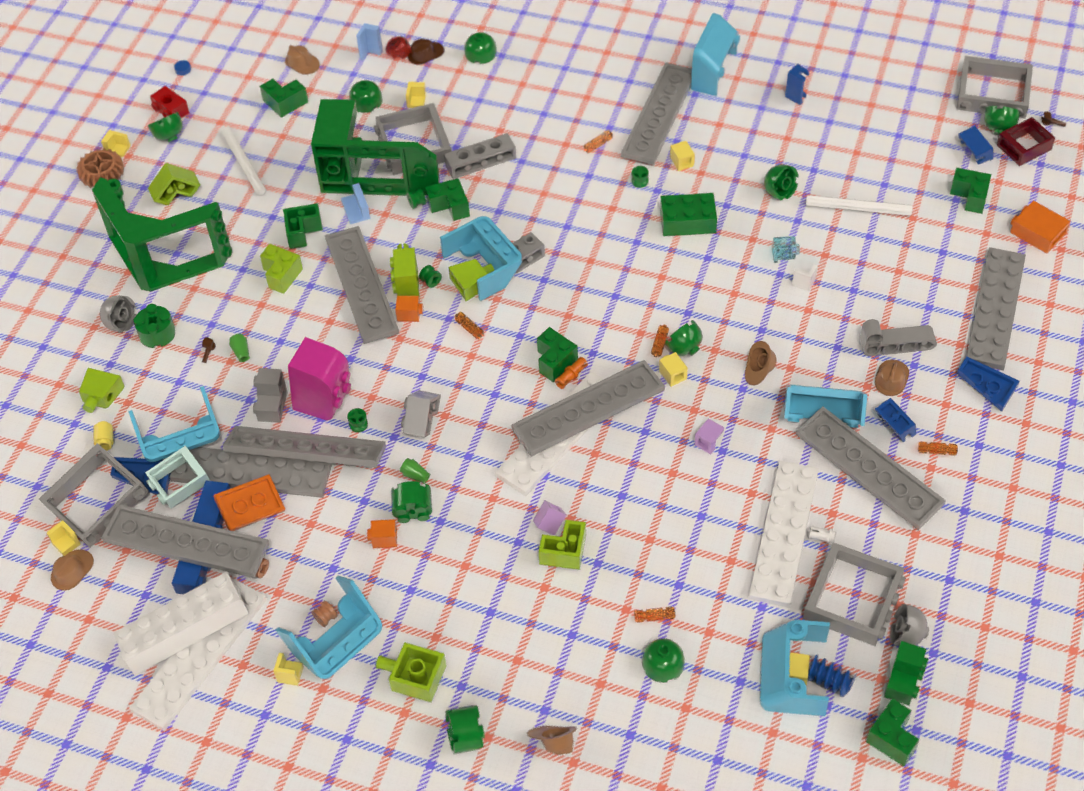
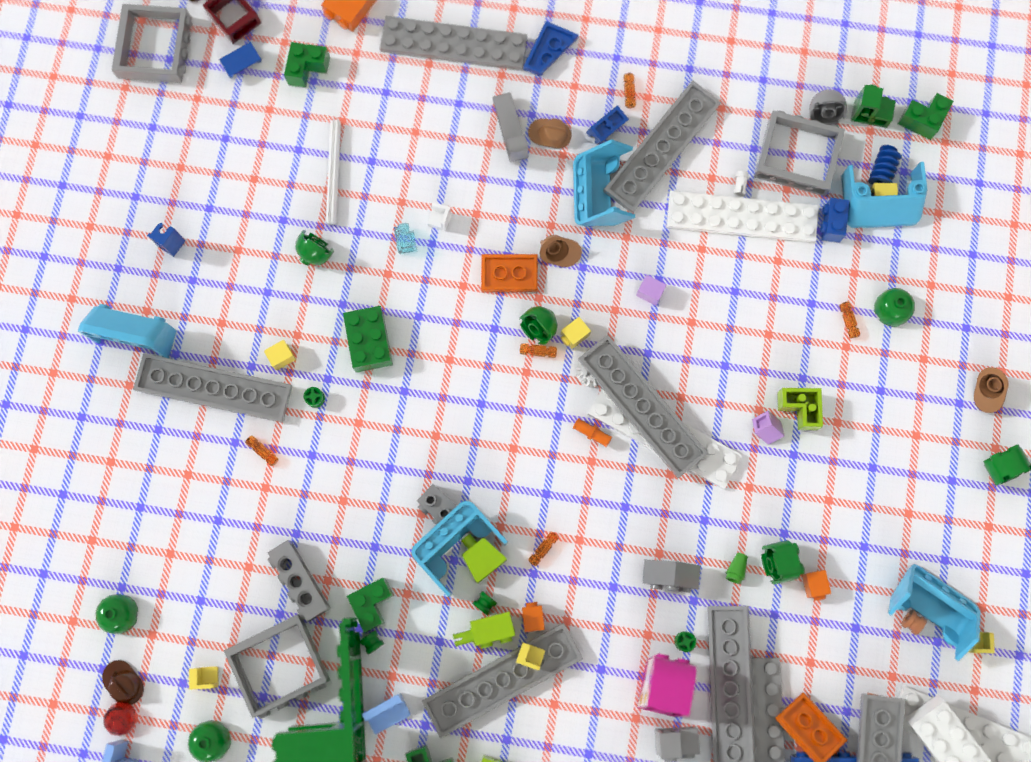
camera: 100 degrees left, 25 degrees up
(374, 296) = (530, 656): none -> light yellow panel
(415, 671) = (959, 521): lime brick -> none
(556, 353) = (574, 445): green brick -> none
(742, 327) = (509, 273): none -> orange tile
(768, 612) = (835, 220): none -> blue brick
(1001, 118) = (205, 35): green cylinder -> none

